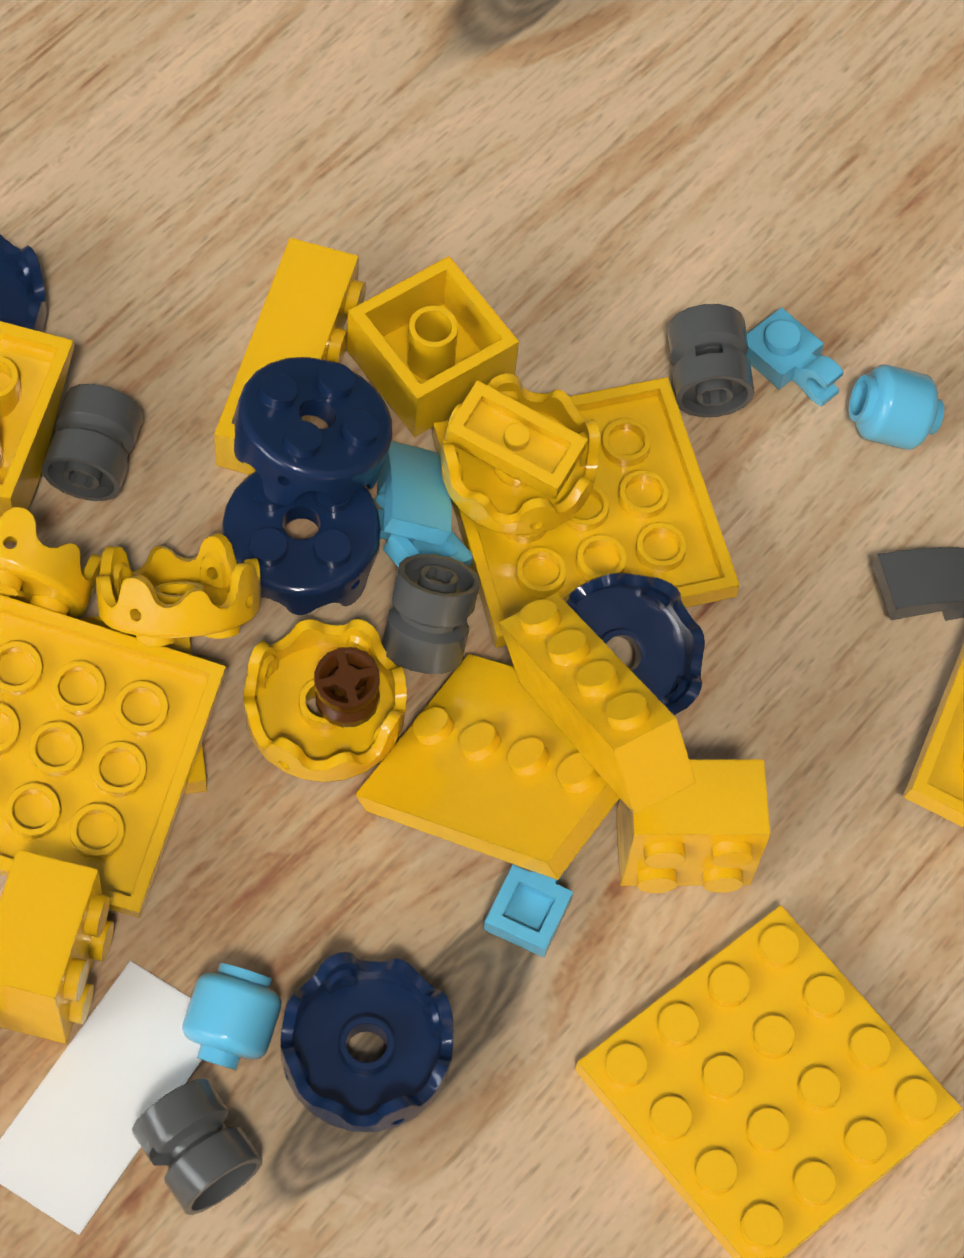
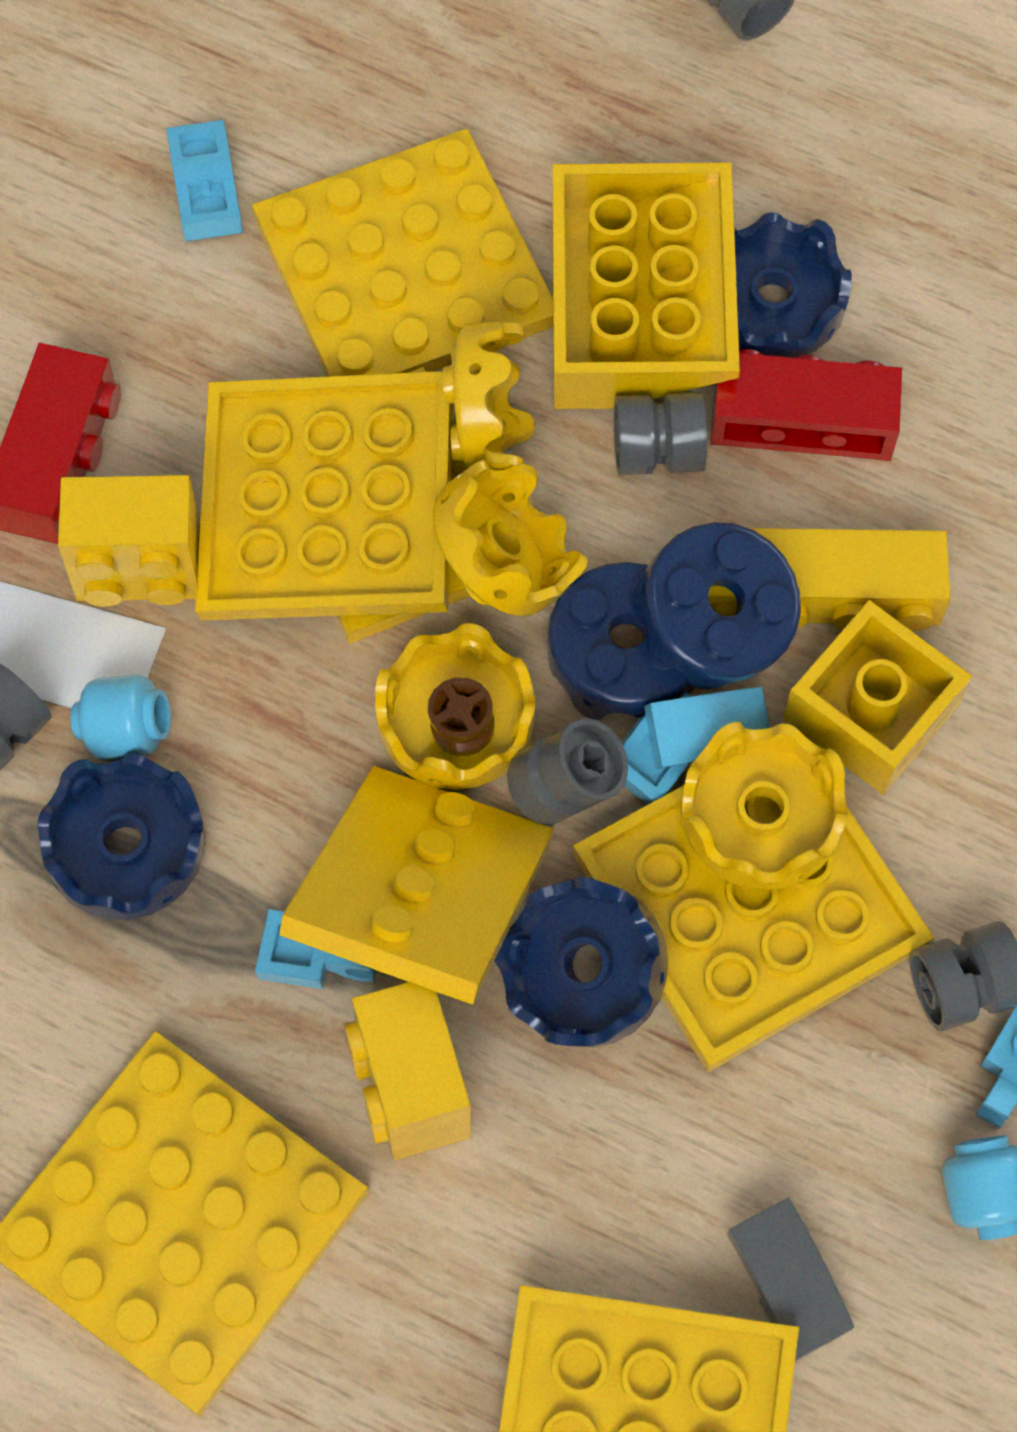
camera: 80 degrees right, 5 degrees up
(113, 302) = (809, 406): none -> red brick
(516, 439) = (767, 788): yellow plate -> none
(598, 703) = (454, 913): yellow brick -> none

